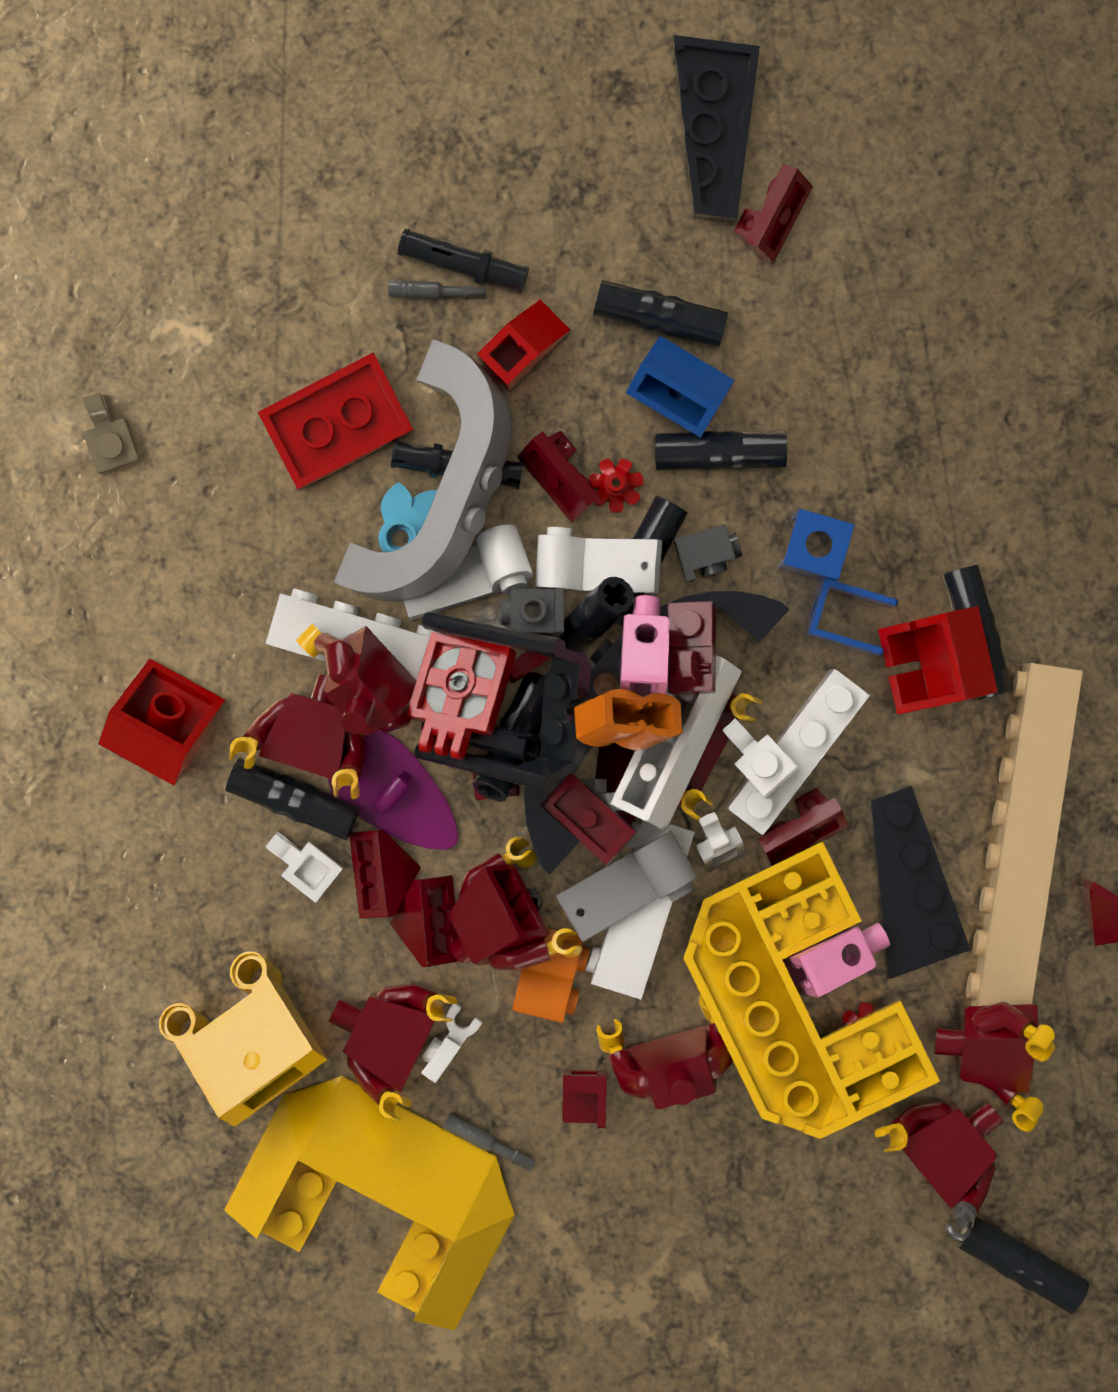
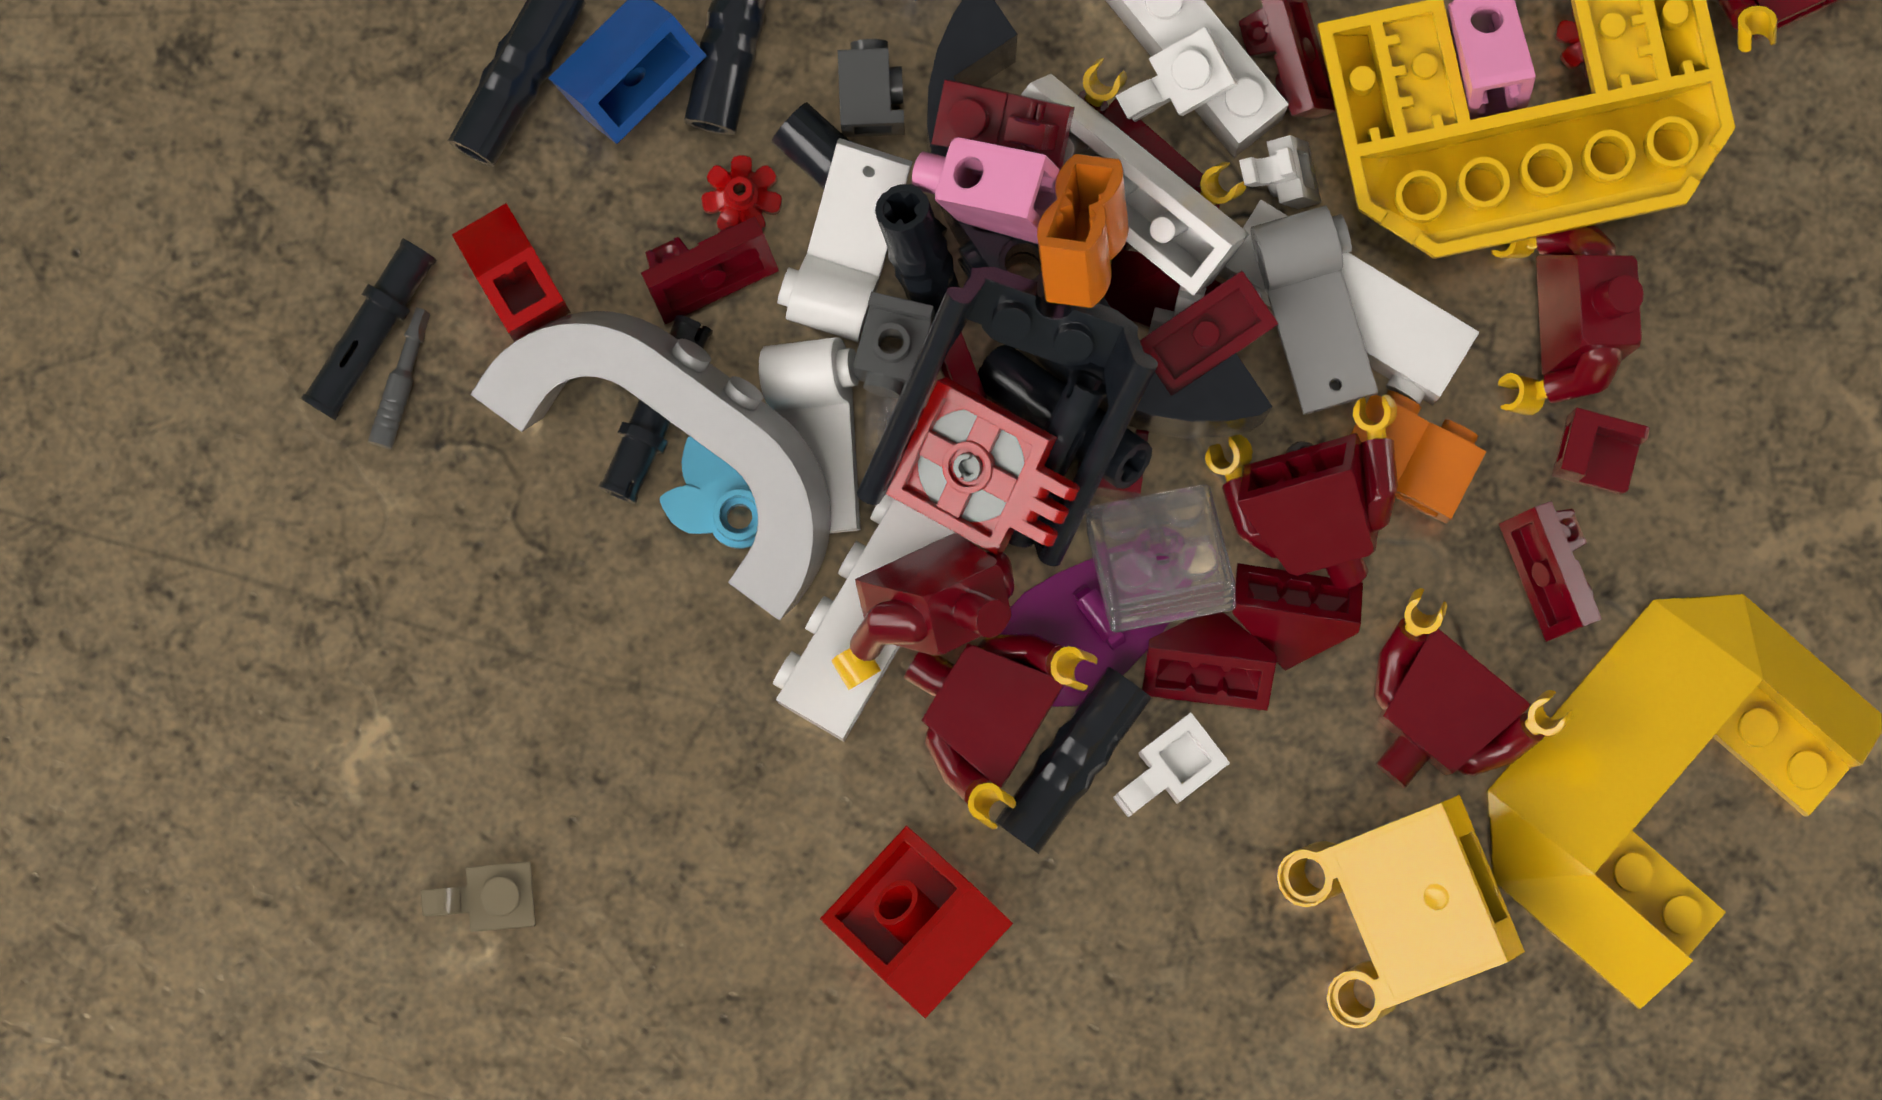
camera: 75 degrees left, 5 degrees down
(335, 421) = (549, 565): red plate -> none
(412, 819) = (1151, 591): none -> clear brick
(439, 1052) = (1488, 635): white plate -> none
(485, 1141) = (1628, 609): dark grey piece -> none
(506, 1076) = (1553, 580): none -> dark red hinge

